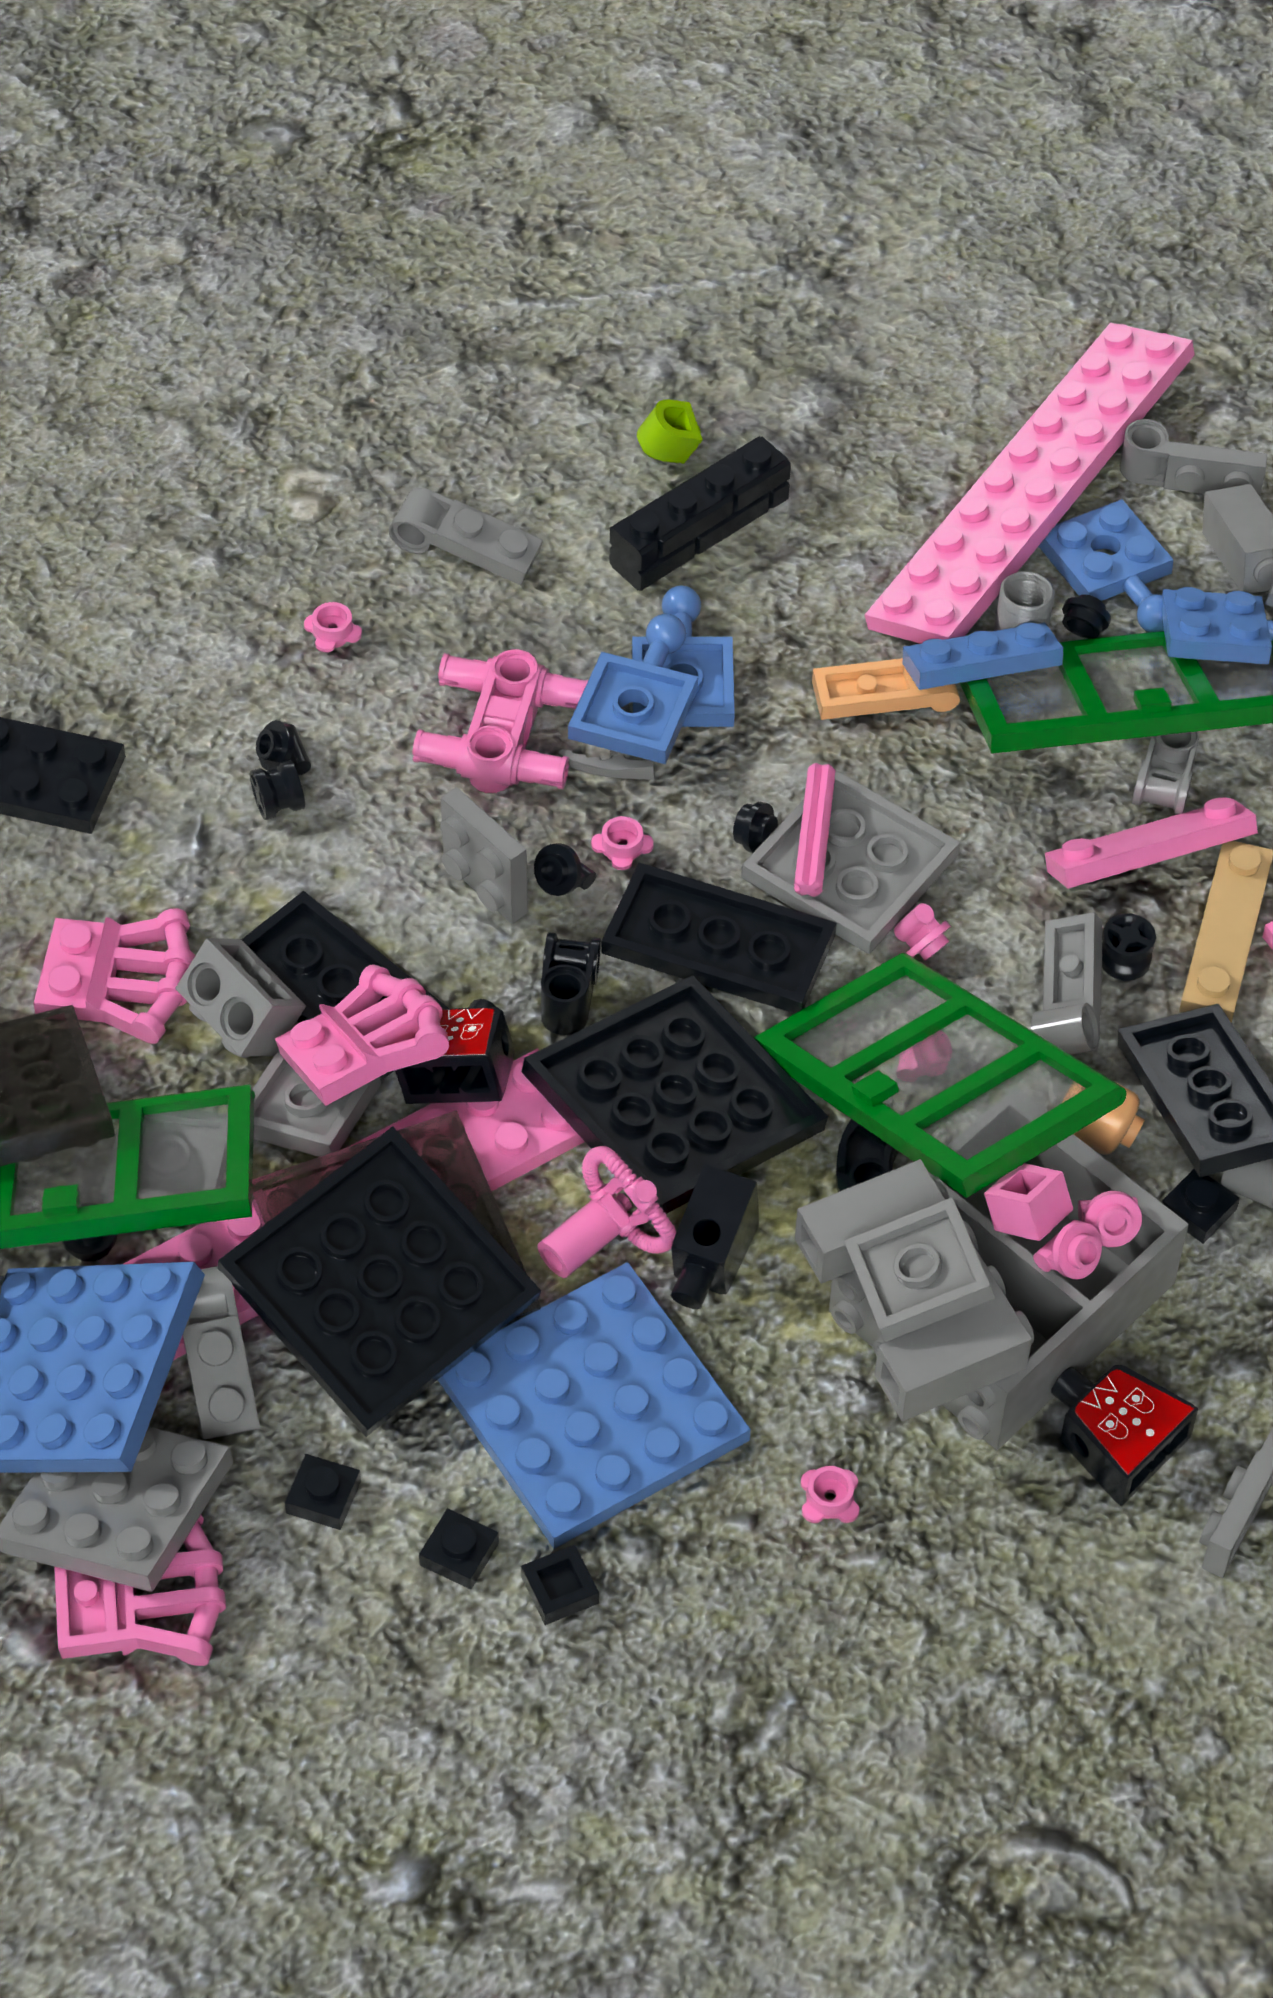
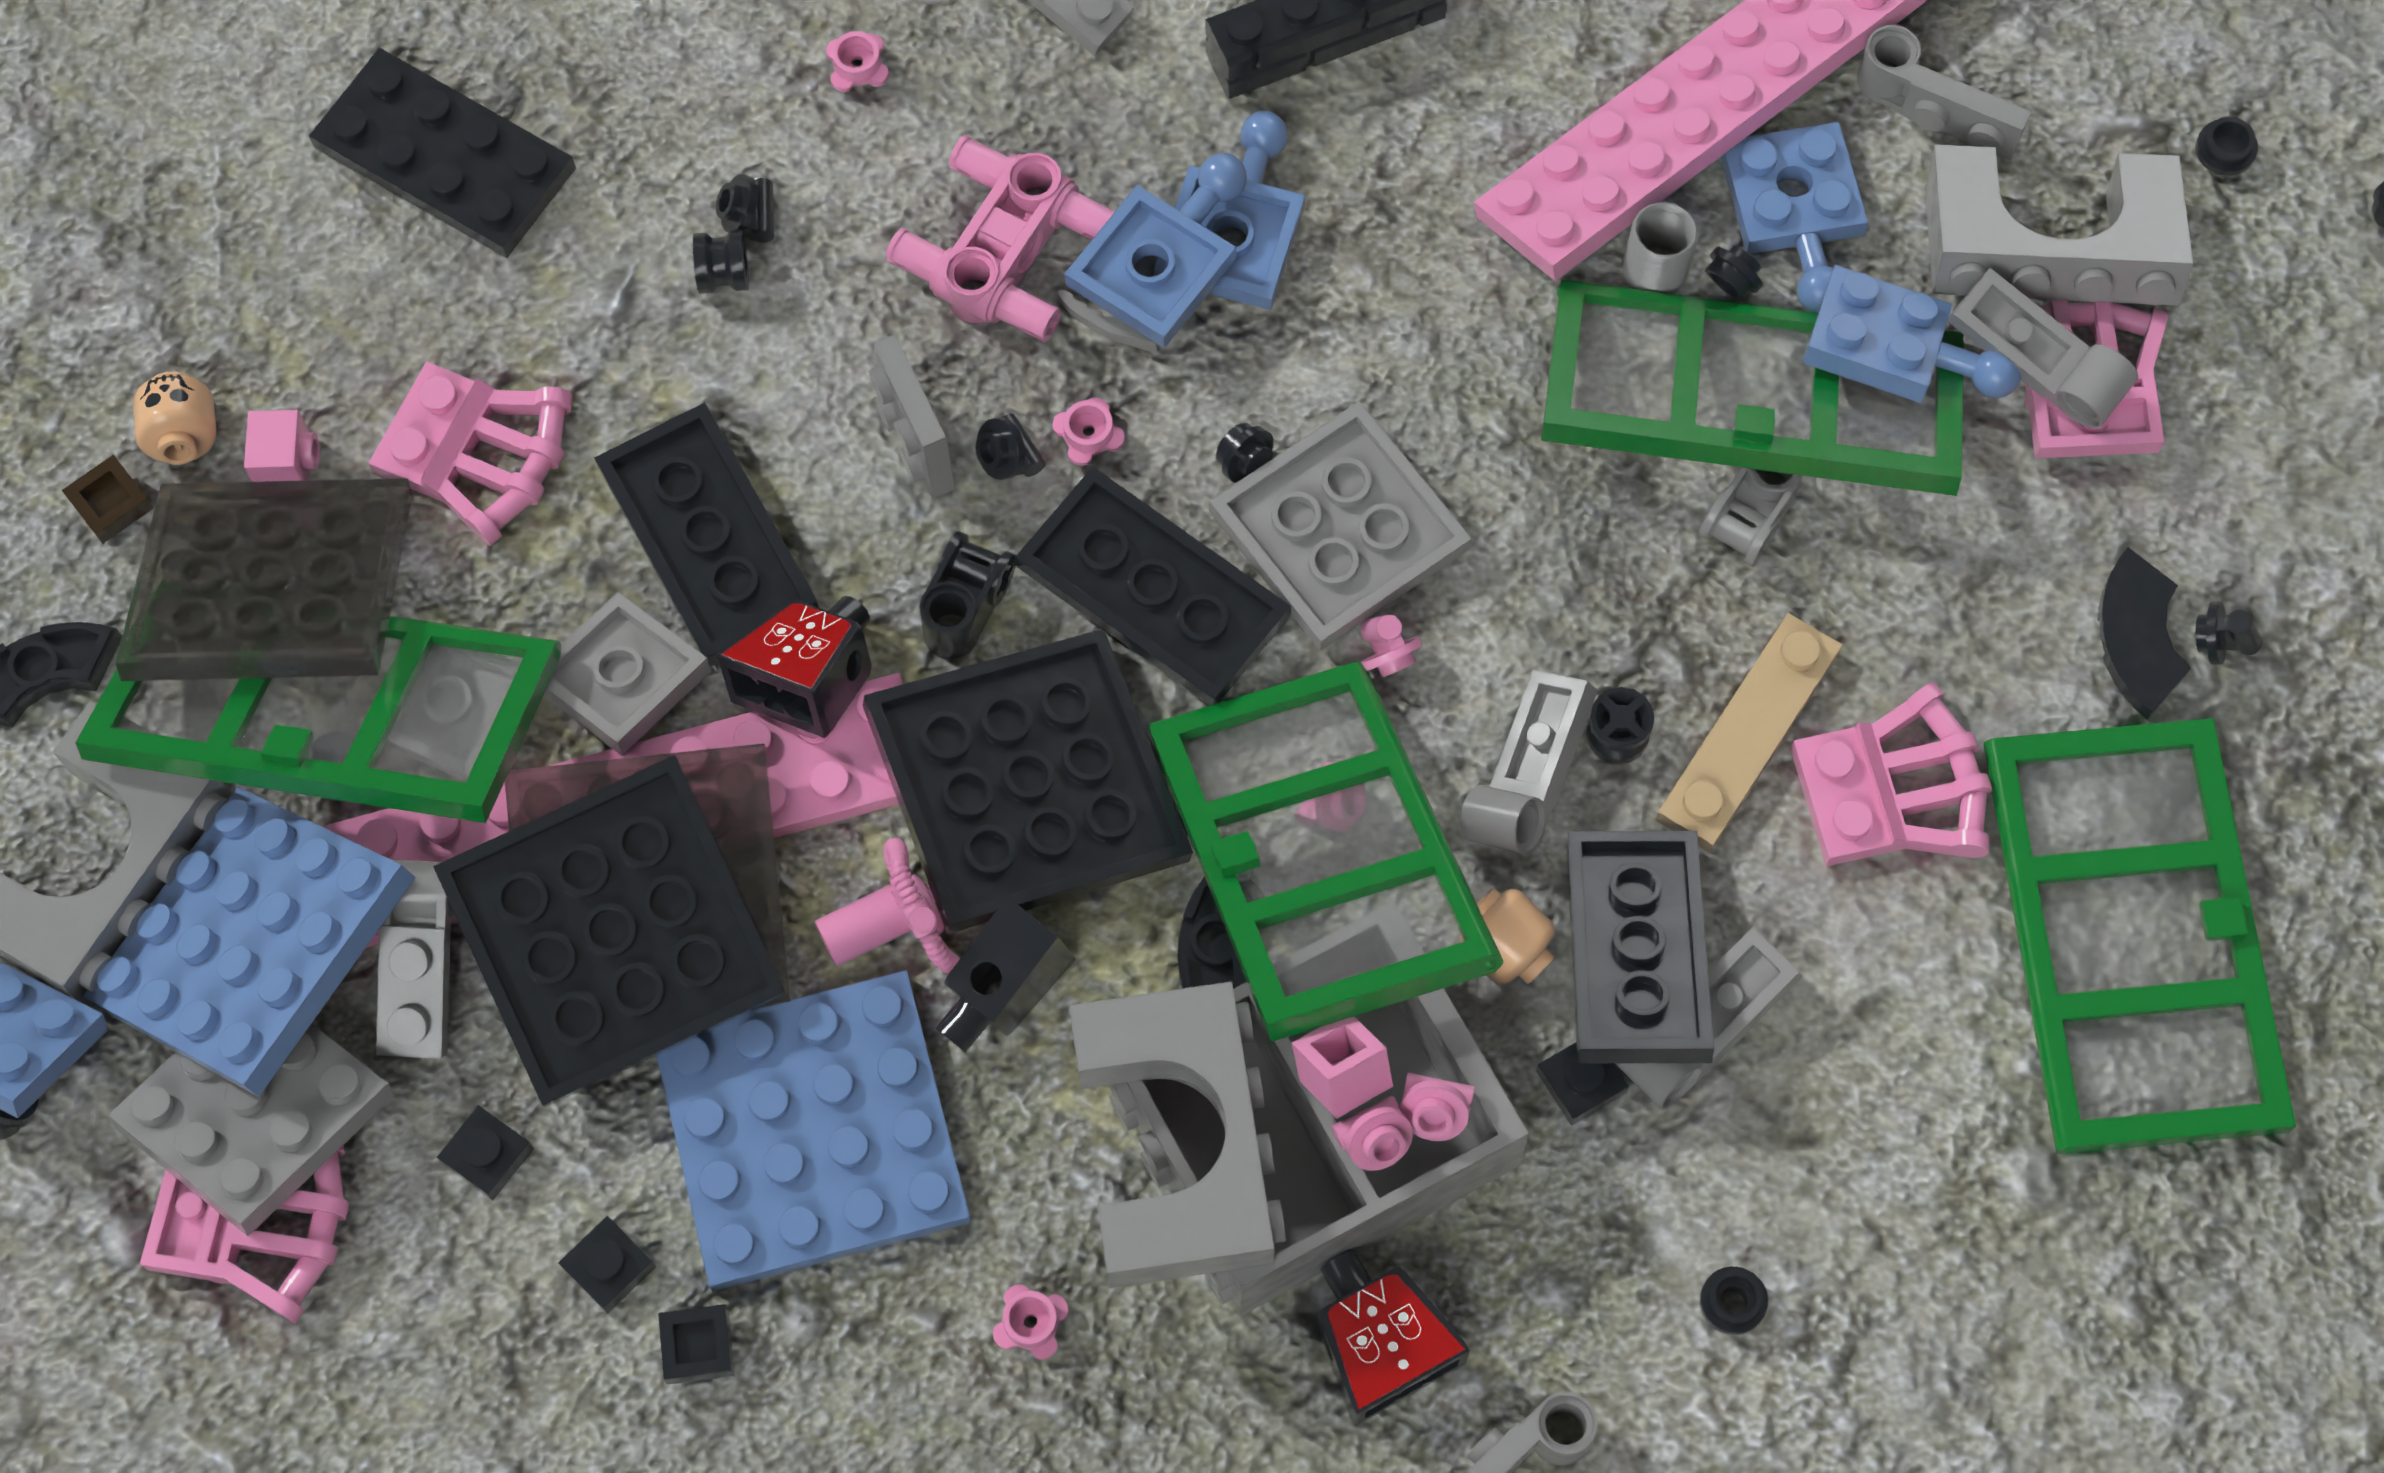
camera: 20 degrees right, 15 degrees up
(239, 997) = (587, 523): light grey brick -> none
(365, 1038) = (657, 625): bright pink plate -> none
(814, 830) = (1304, 481): bright pink axle -> none
(875, 689) = (1463, 305): light nougat plate -> none
(919, 1269) = (1171, 1130): light grey plate -> none
(982, 655) = (1585, 300): medium blue plate -> none
(1150, 843) = (1699, 596): bright pink plate -> none

